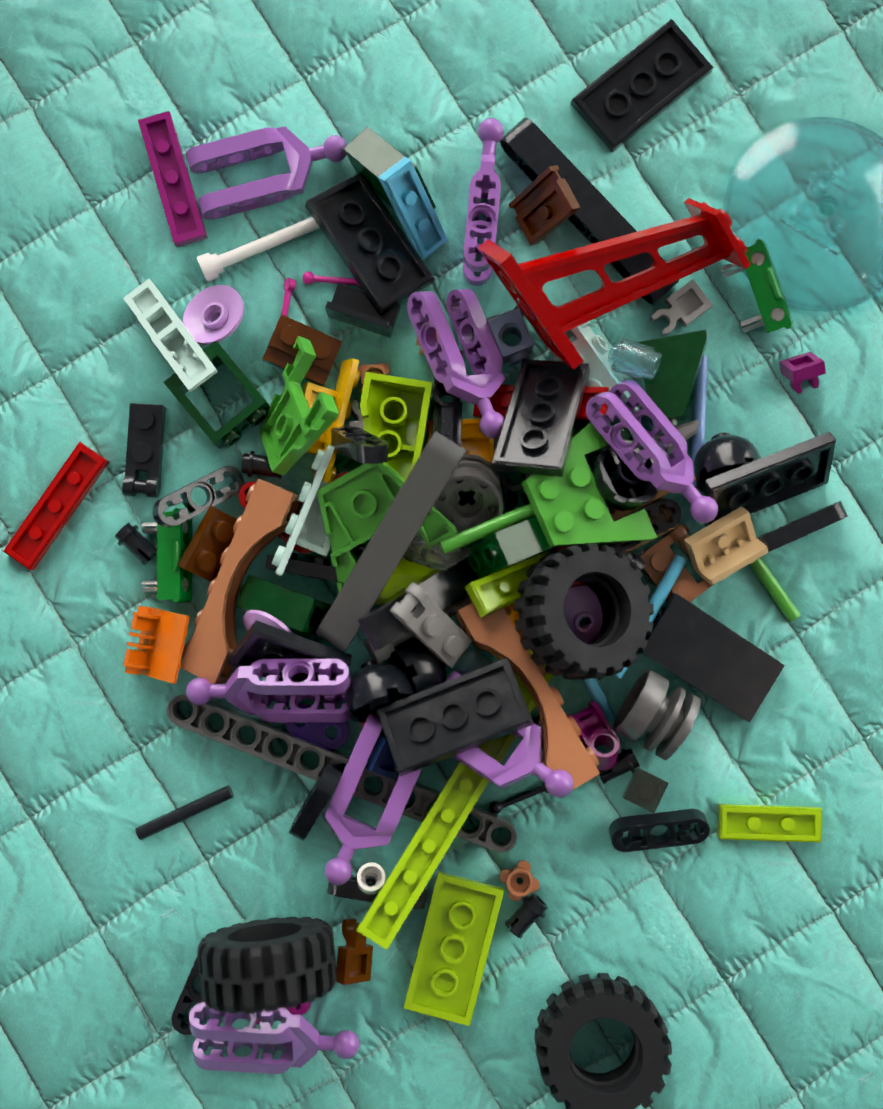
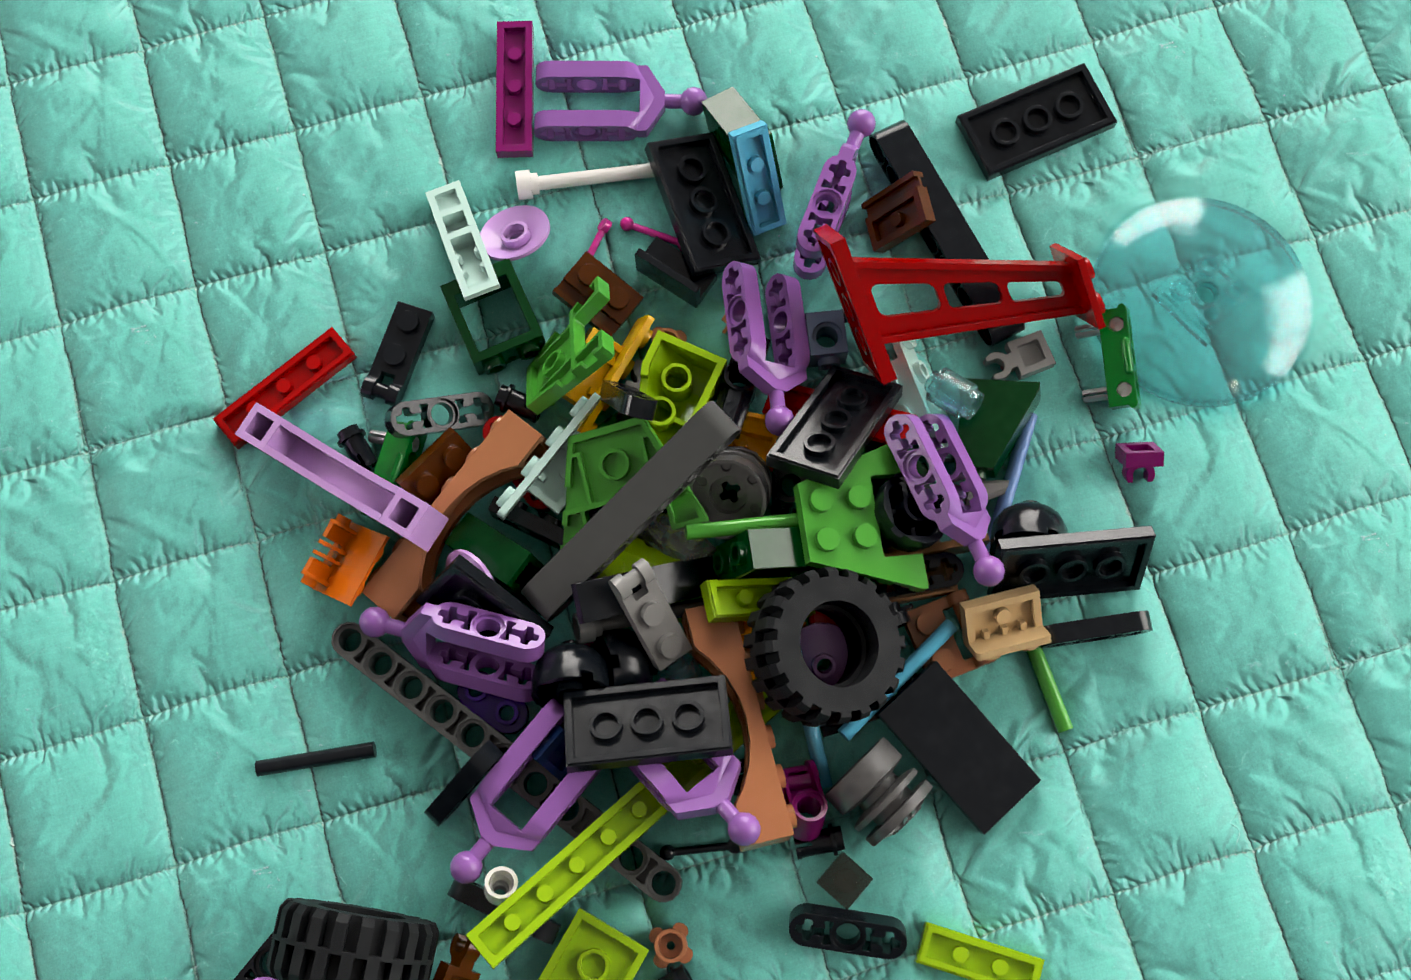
camera: 15 degrees right, 10 degrees down
(134, 575) = (342, 477): none -> lavender arch

